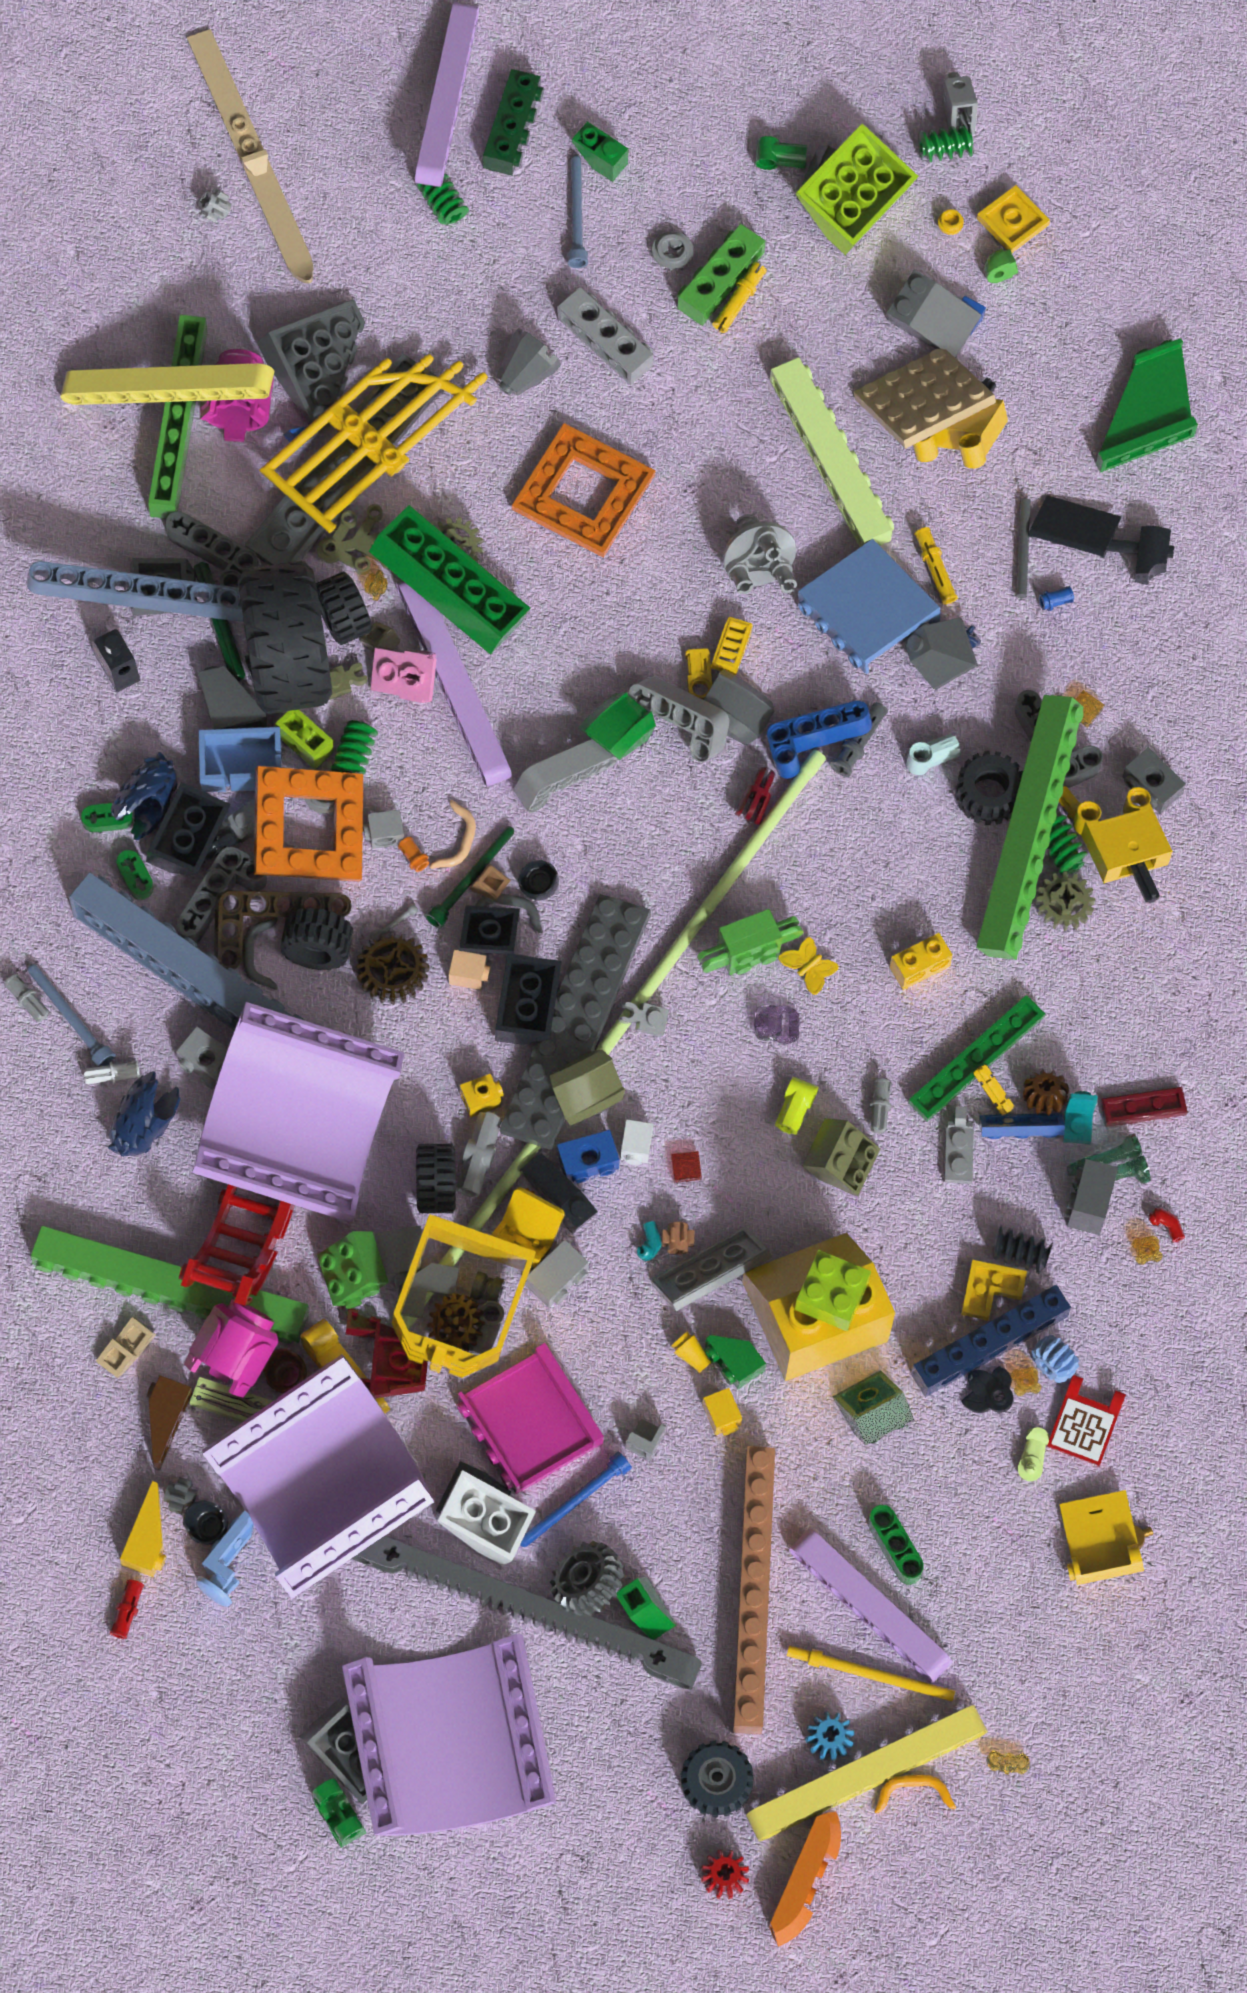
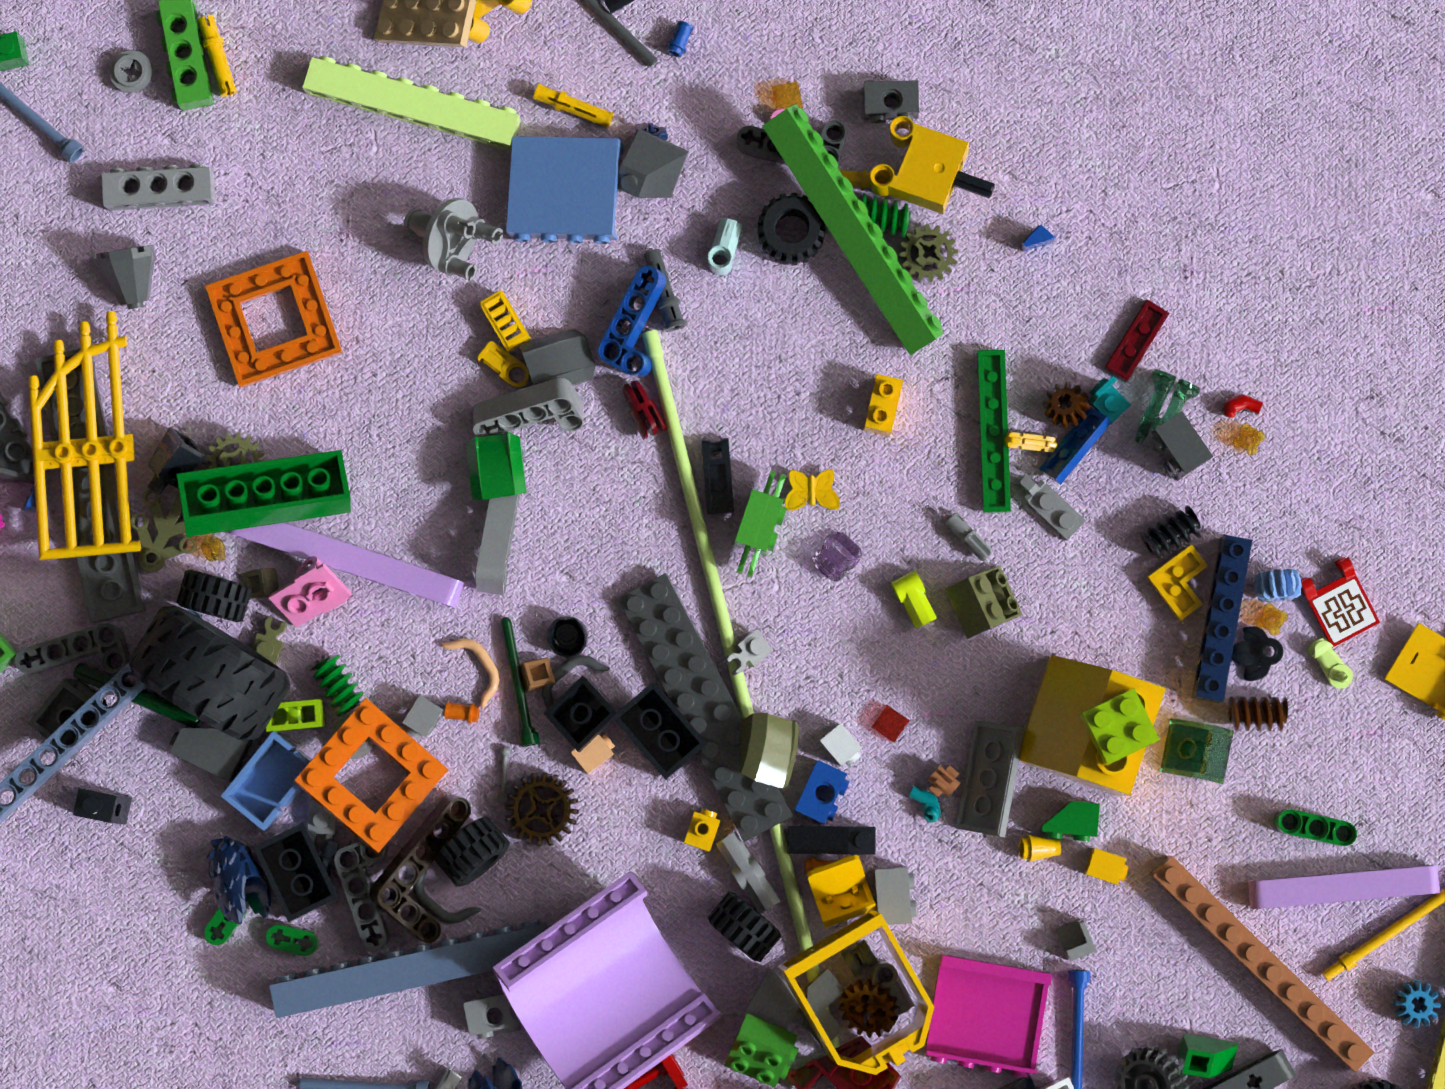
camera: 40 degrees left, 15 degrees up
(425, 499) = (173, 456): none -> black torso
(756, 889) = (717, 477): none -> black plate
(943, 1428) = (1258, 713): none -> reddish brown piece
(1149, 968) = (1039, 237): none -> blue slope

